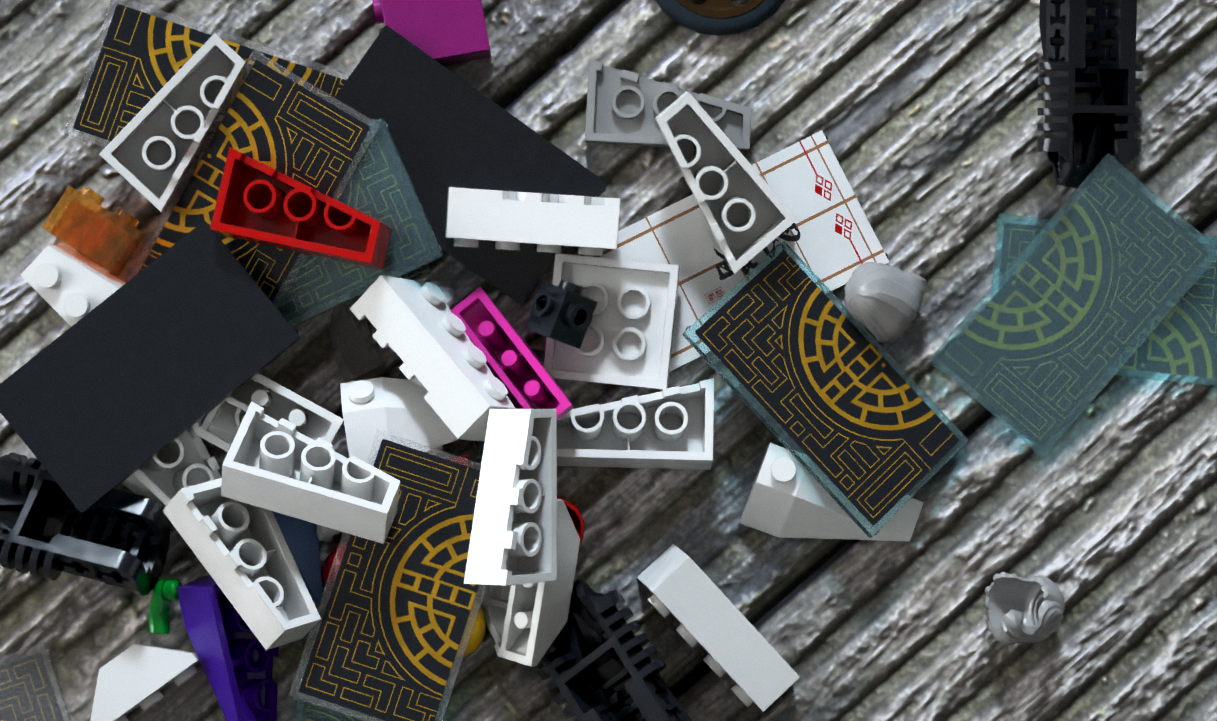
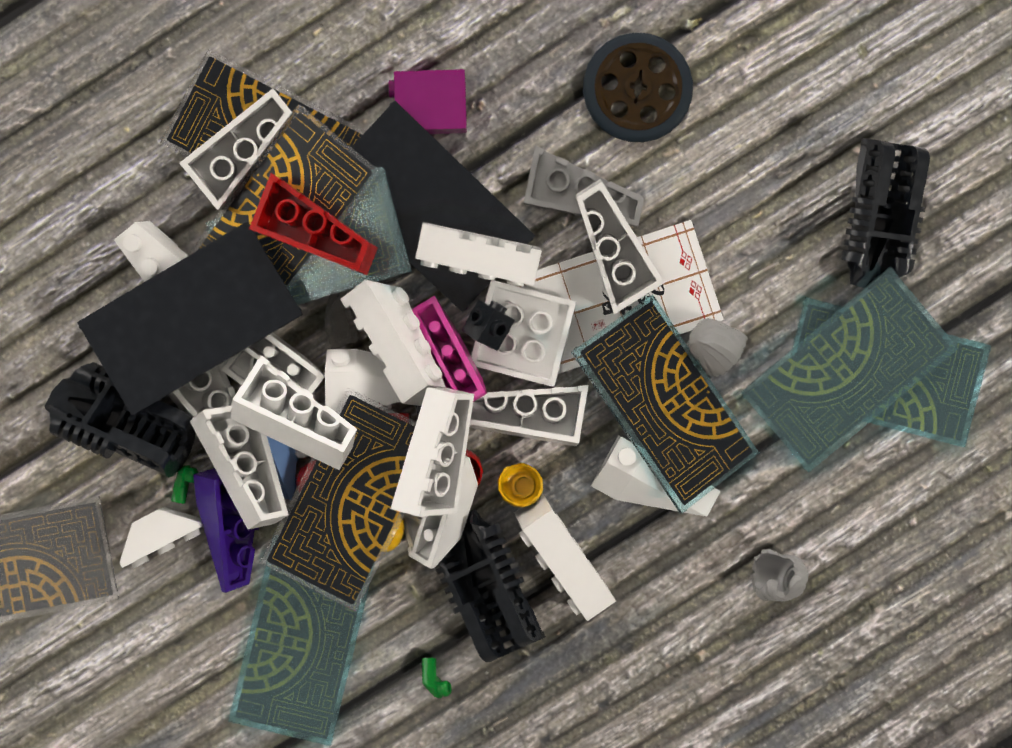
camera: 10 degrees right, 5 degrees up
(94, 230) = (170, 214): clear orange brick -> none
(640, 534) = (520, 485): none -> yellow hair

